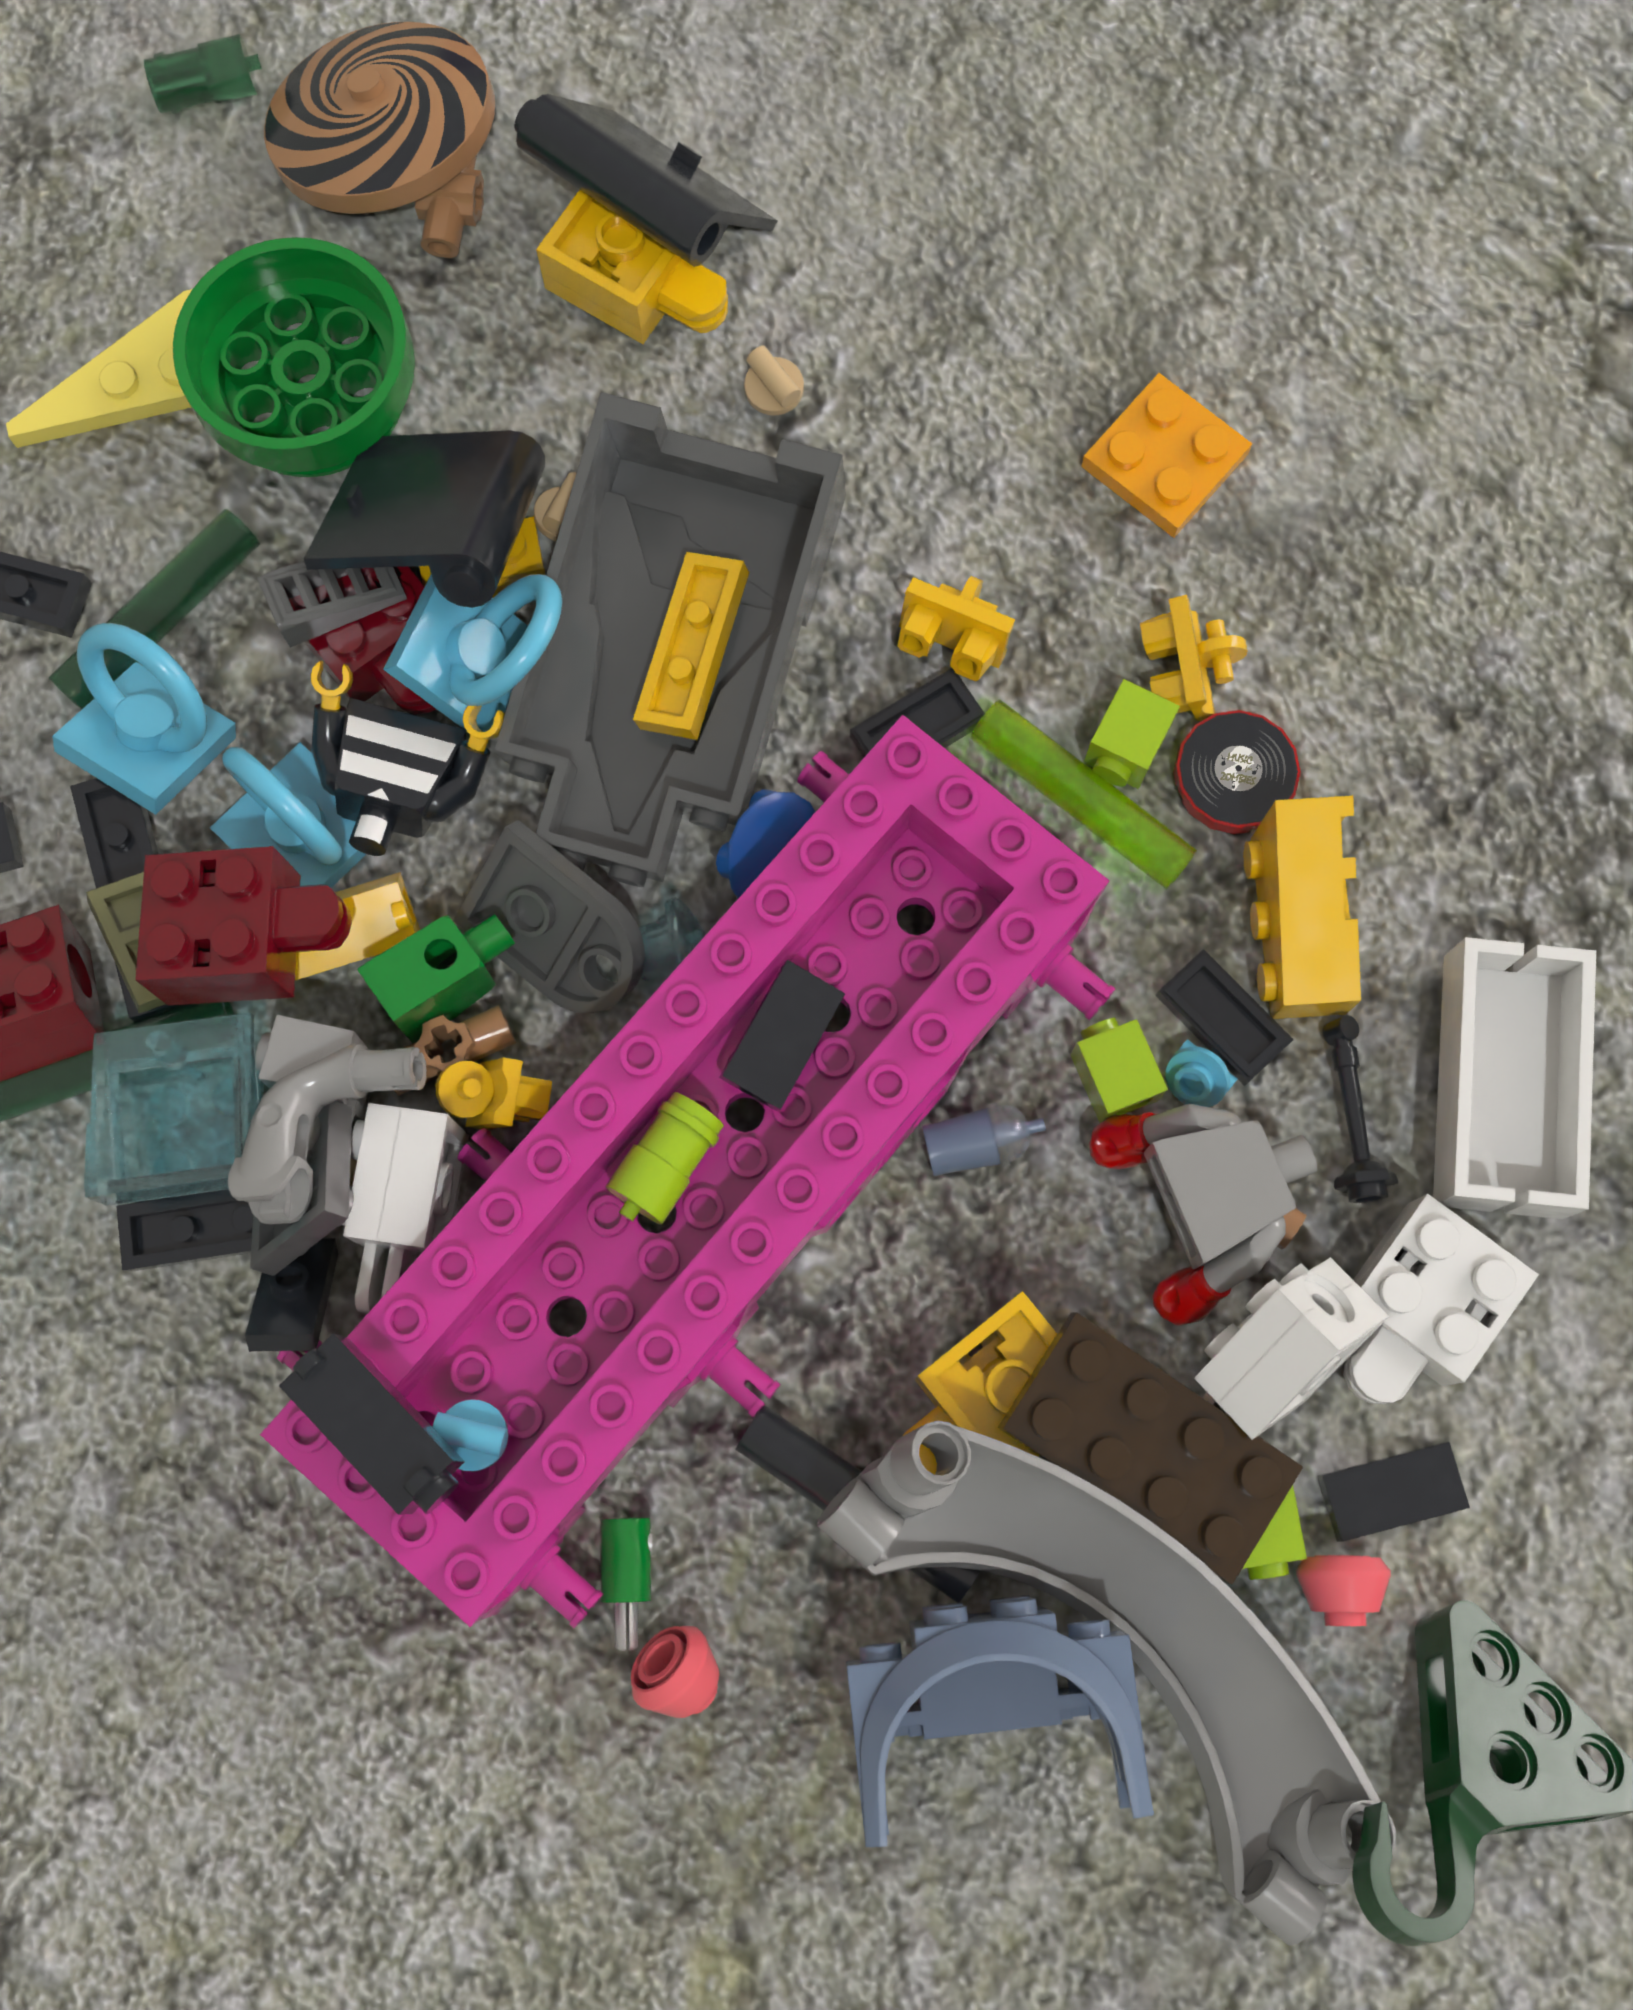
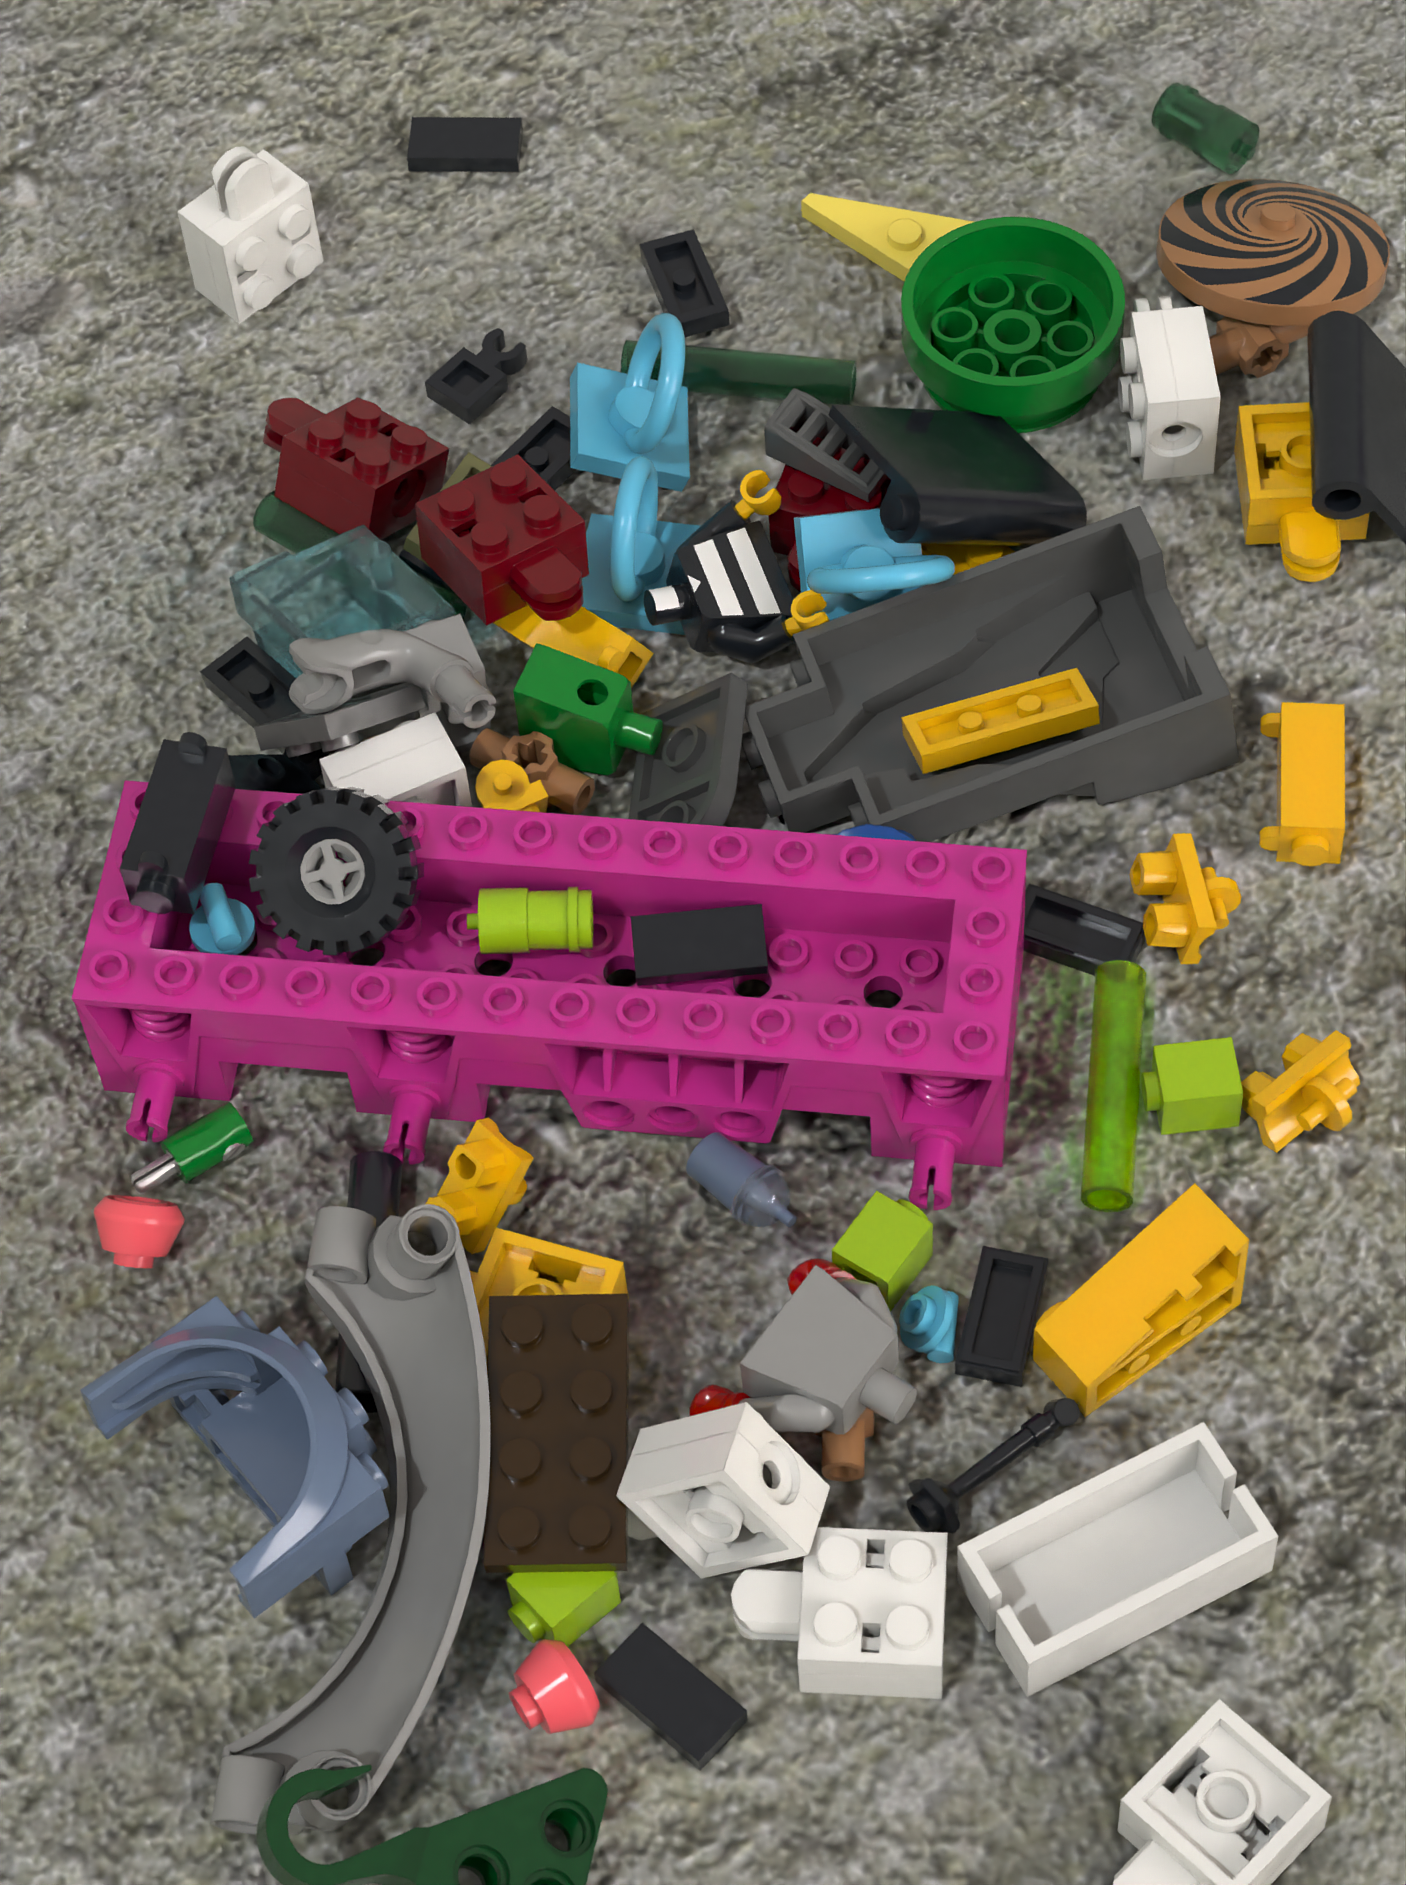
camera: 60 degrees right, 20 degrees down
(463, 285) = (1169, 390): none -> white brick
(517, 1339) = (304, 879): none -> black wheel
(772, 383) = (1291, 649): tan plate -> none
(846, 1362) = (482, 1182): none -> yellow hips
(915, 458) = (1308, 783): none -> yellow brick
(1235, 770) = (1248, 1181): black tile -> none

